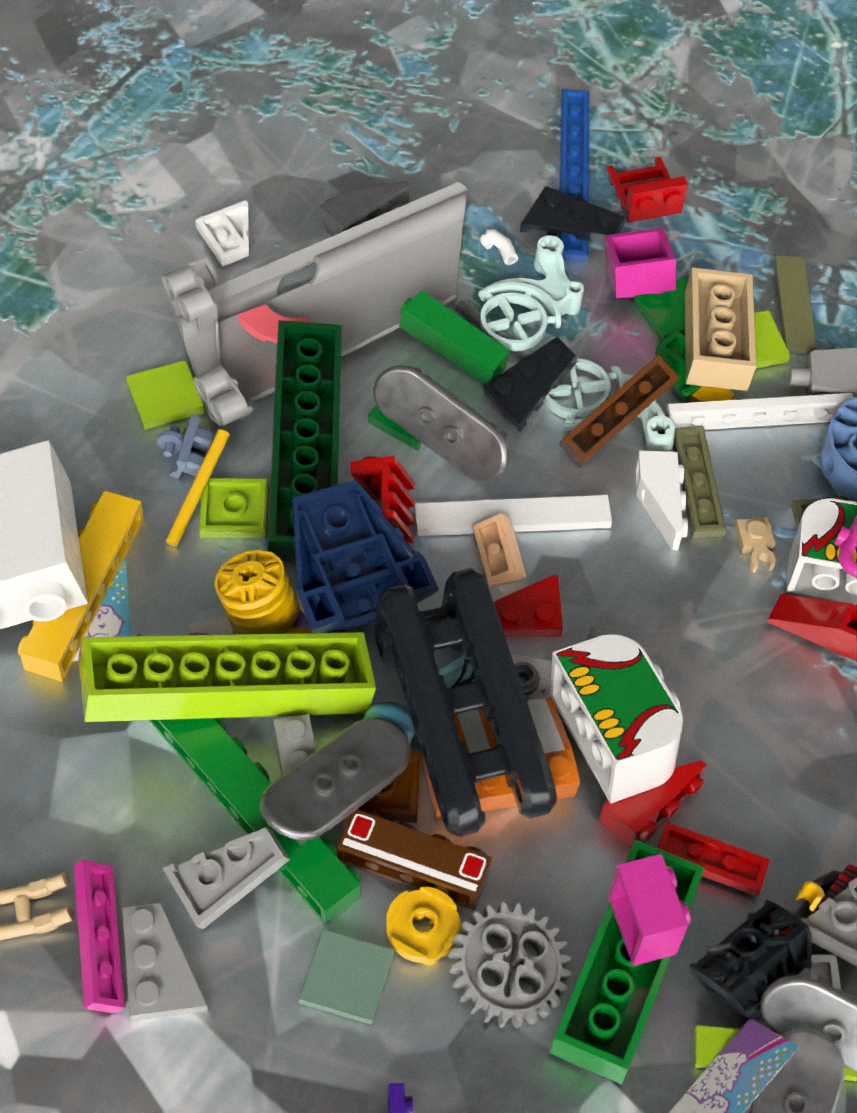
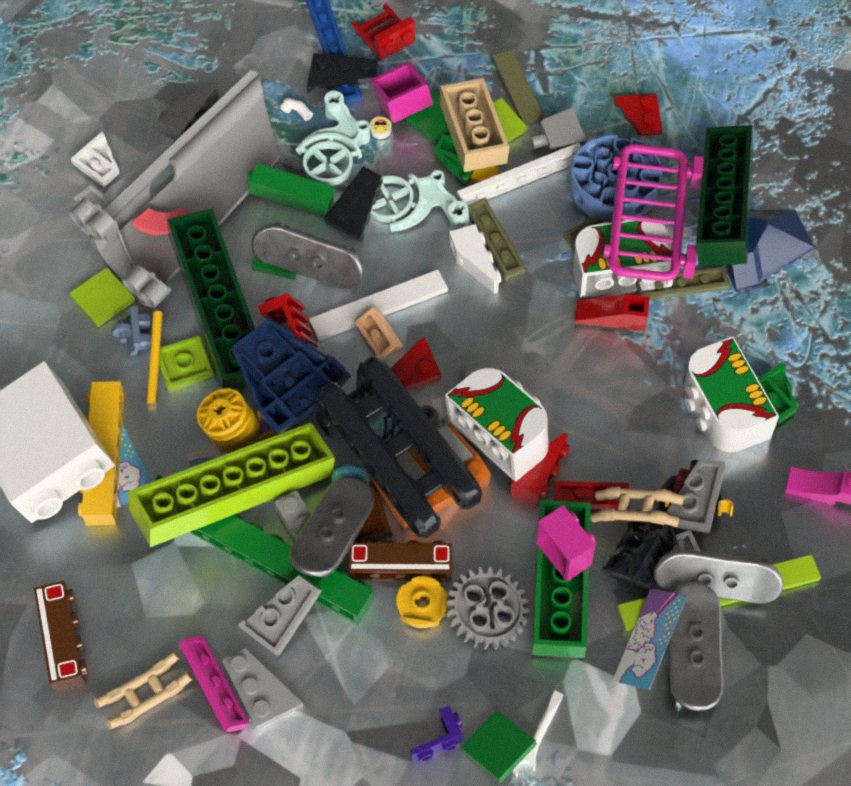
camera: 15 degrees left, 5 degrees up
(347, 977) = (385, 652): sand green tile -> none
(598, 300) = (380, 127): none -> tile
(618, 410) = (426, 208): reddish brown brick -> none
(756, 538) = (548, 267): tan plate -> none
(779, 909) = (647, 513): none -> tan piece

